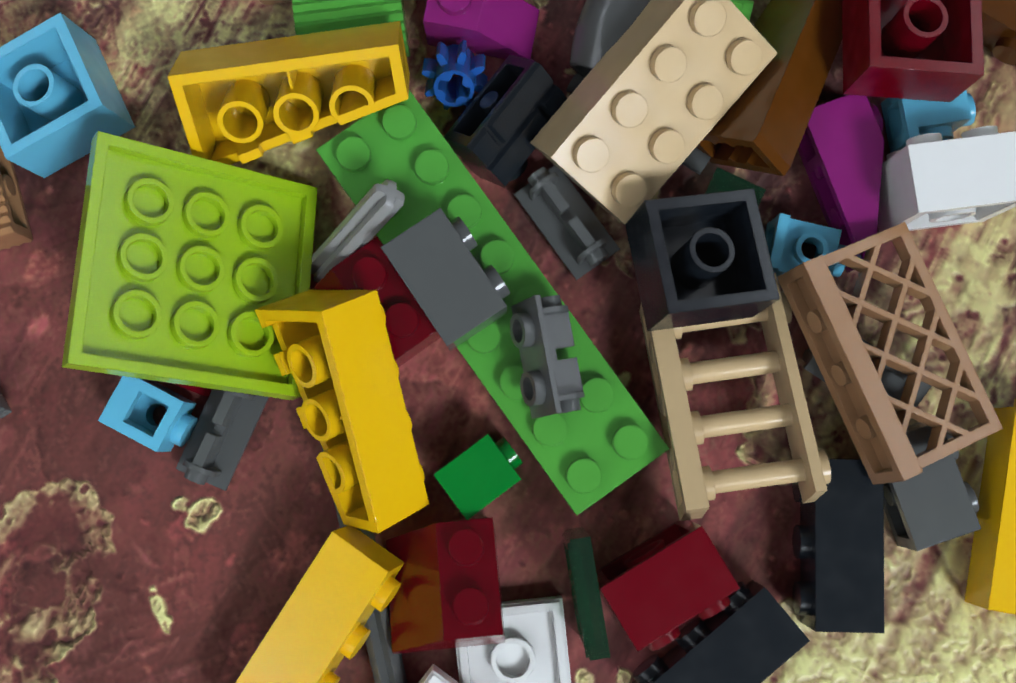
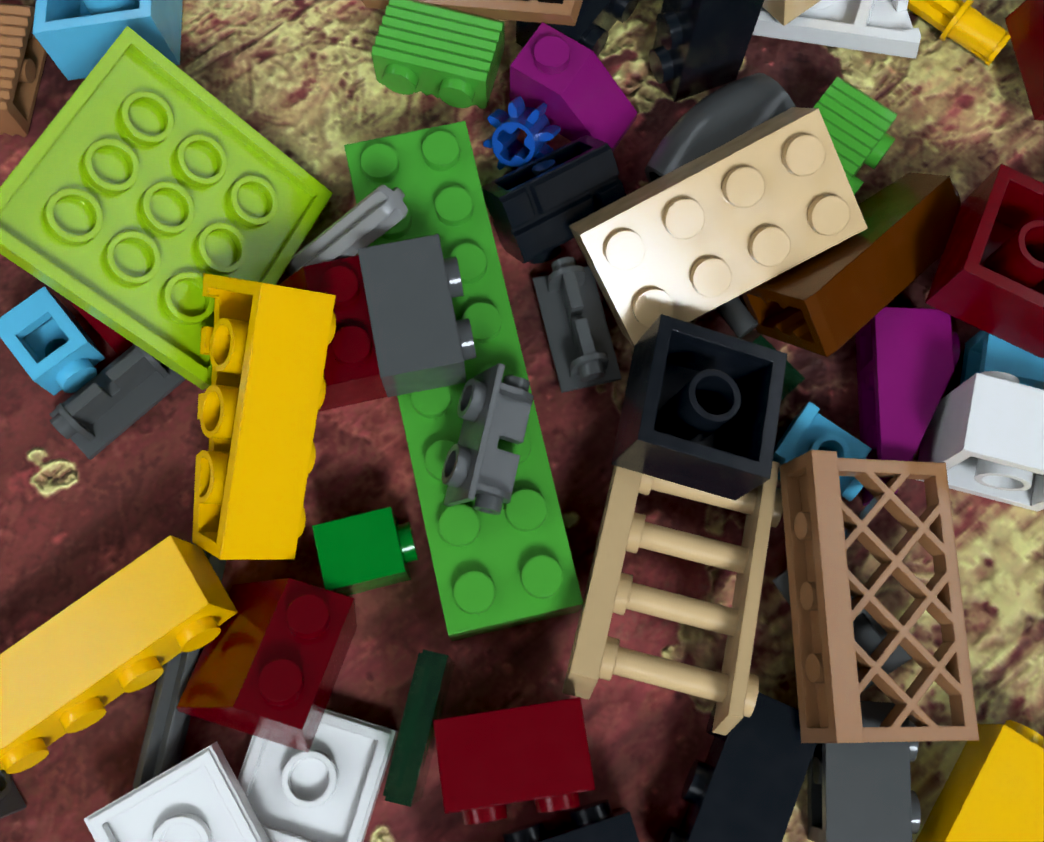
camera: 20 degrees right, 10 degrees down
(285, 88) = (328, 74): yellow wedge -> none

